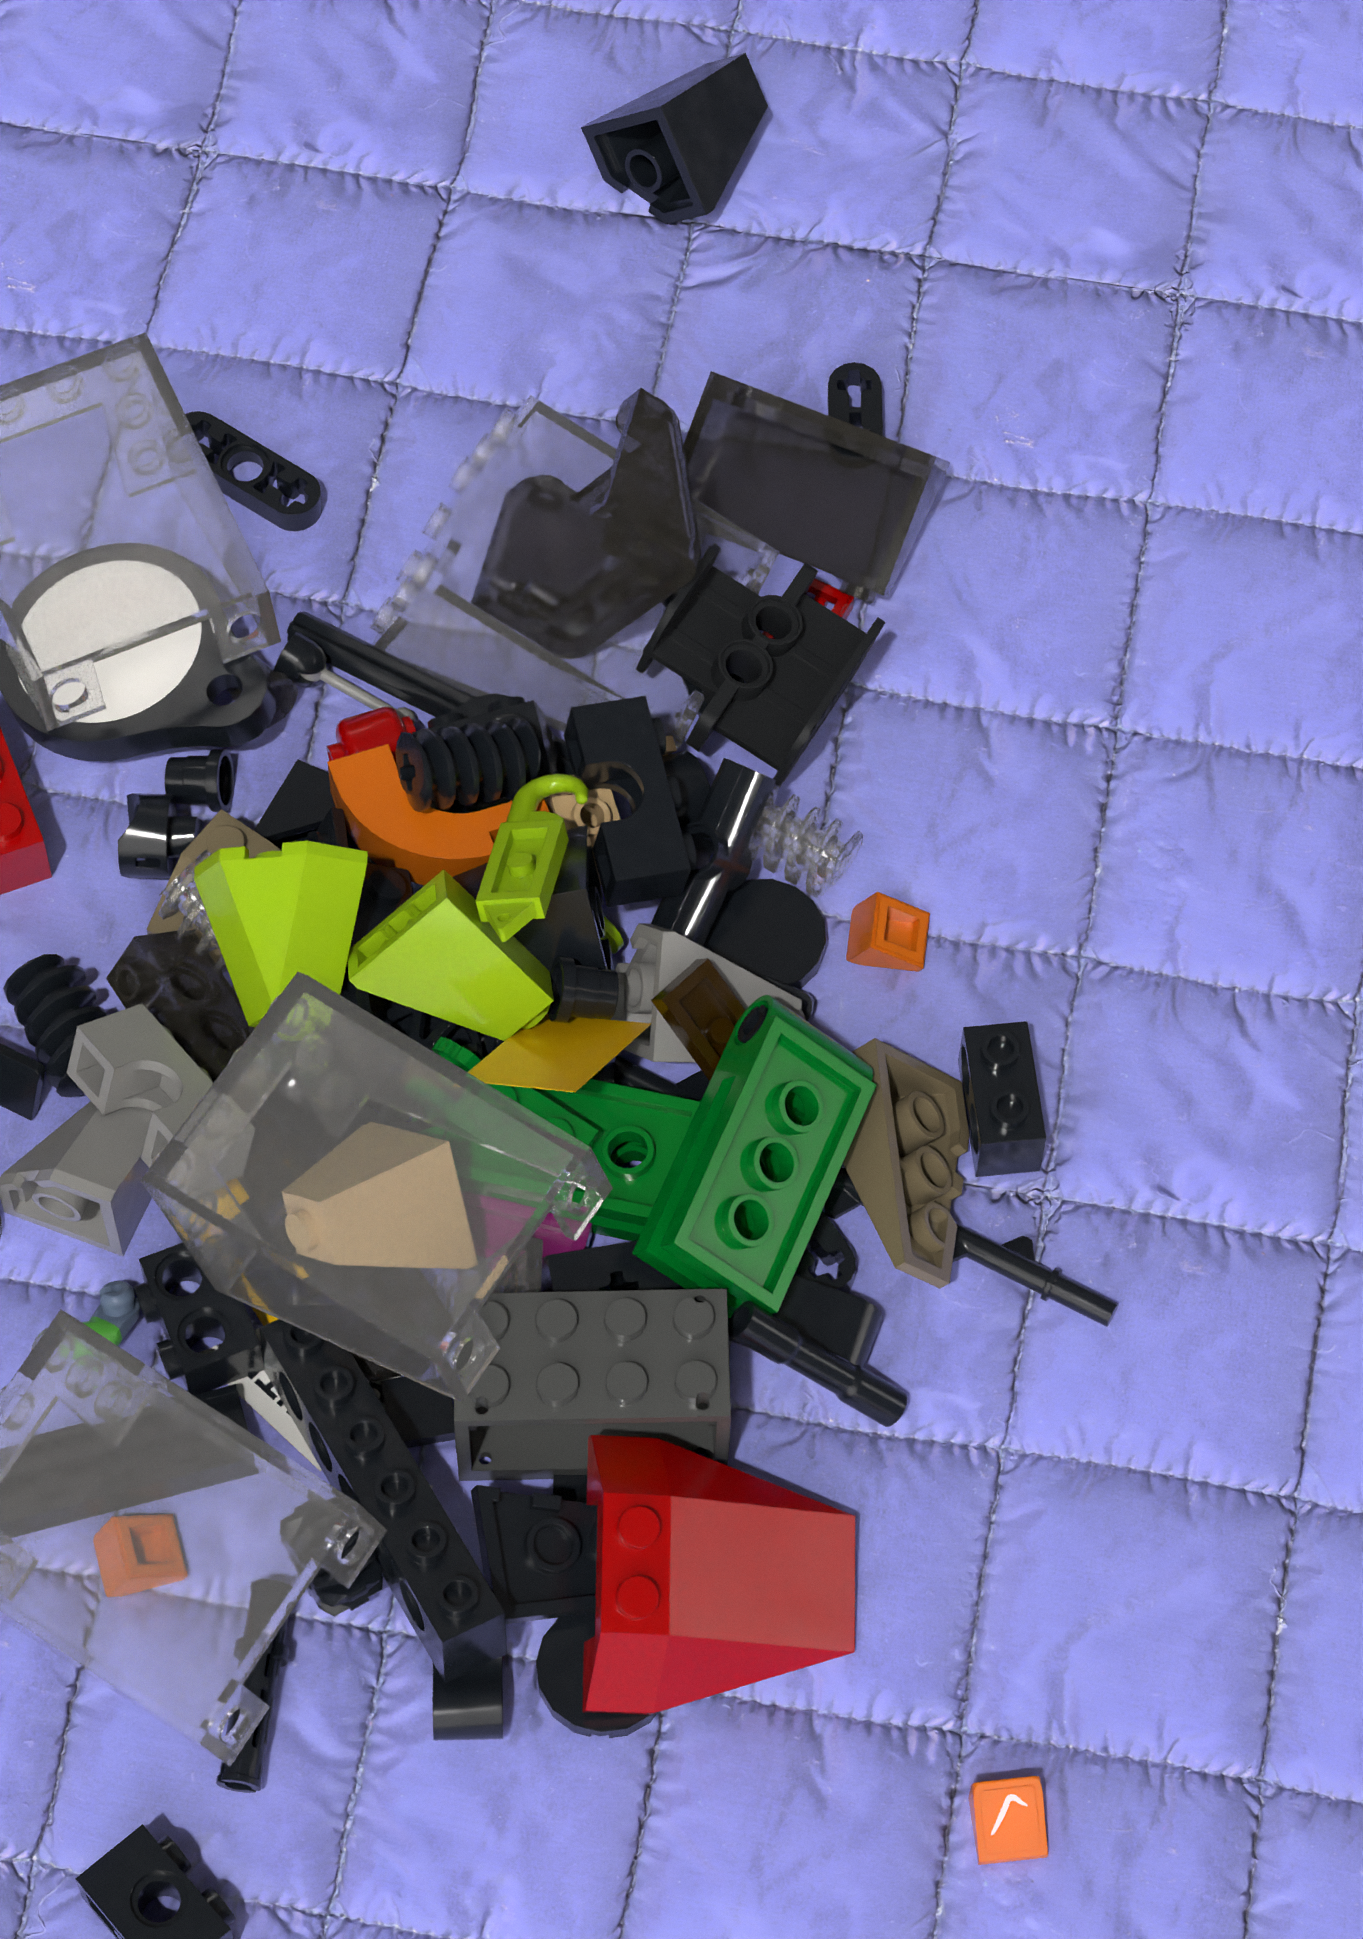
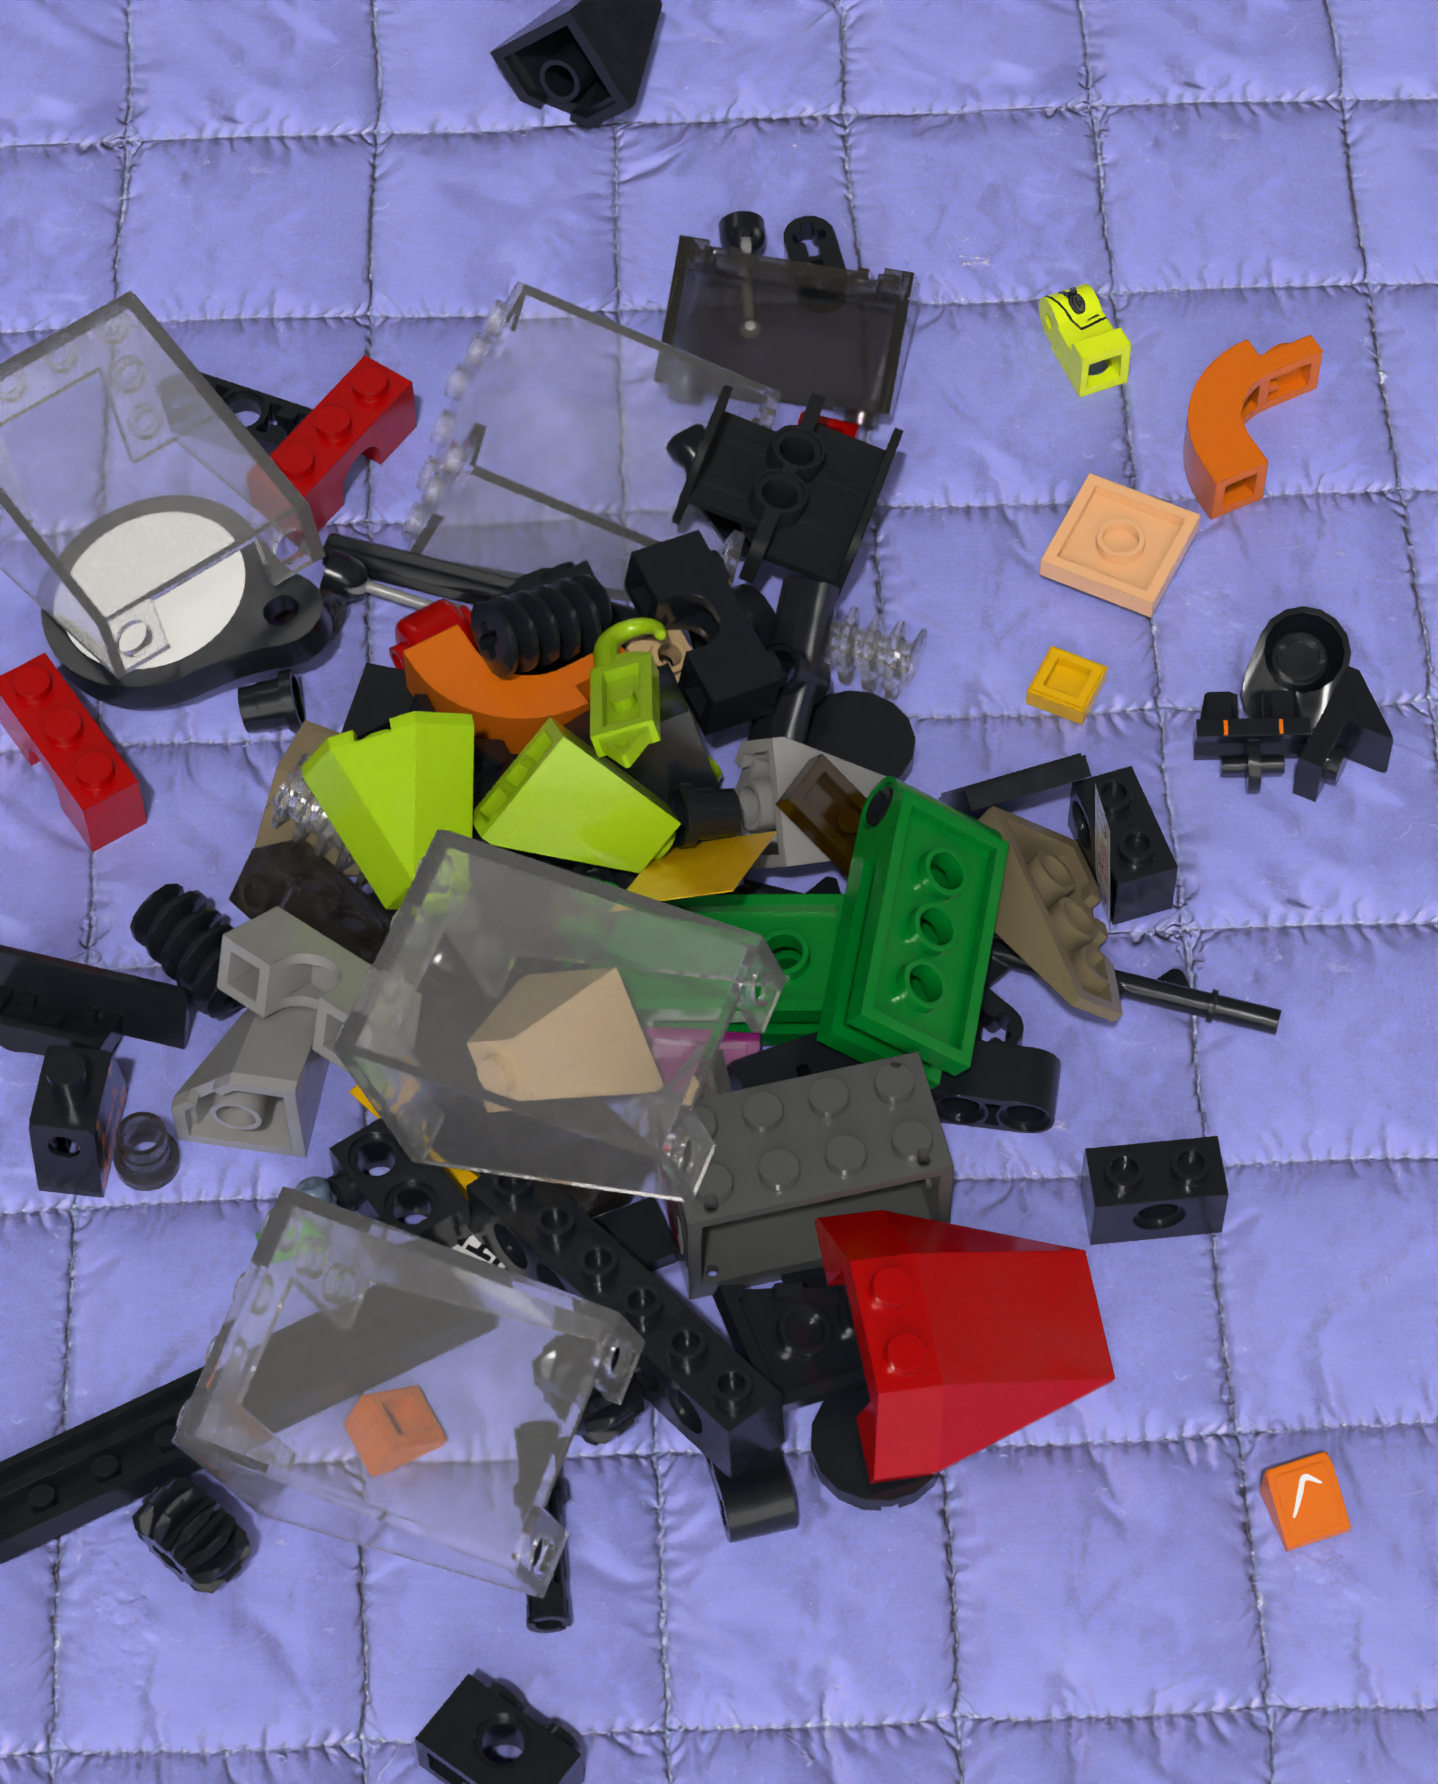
camera: 10 degrees left, 5 degrees down
(155, 835) = (242, 760): black piece -> none
(360, 492) = (362, 415): none -> red arch
(596, 559) = (625, 412): clear smoke windscreen -> none
(786, 1346) = (982, 1100): black piece -> none
(787, 375) = (743, 231): none -> black hinge
(887, 934) = (970, 721): orange slope -> none
(906, 1017) = (1017, 784): none -> black tile
(939, 1467) = (1154, 1190): none -> black brick
(971, 1111) = (1103, 855): none -> white sticker
(993, 915) = (1066, 685): none -> yellow tile
(1083, 777) = (1120, 545): none -> light nougat plate
(1105, 549) = (1084, 336): none -> neon yellow leg
(1187, 1013) = (1251, 744): none -> black hips
(1224, 950) = (1301, 653): none -> black cap
(1247, 629) = (1218, 452): none -> orange arch
(1259, 1020) = (1346, 730): none -> black slope

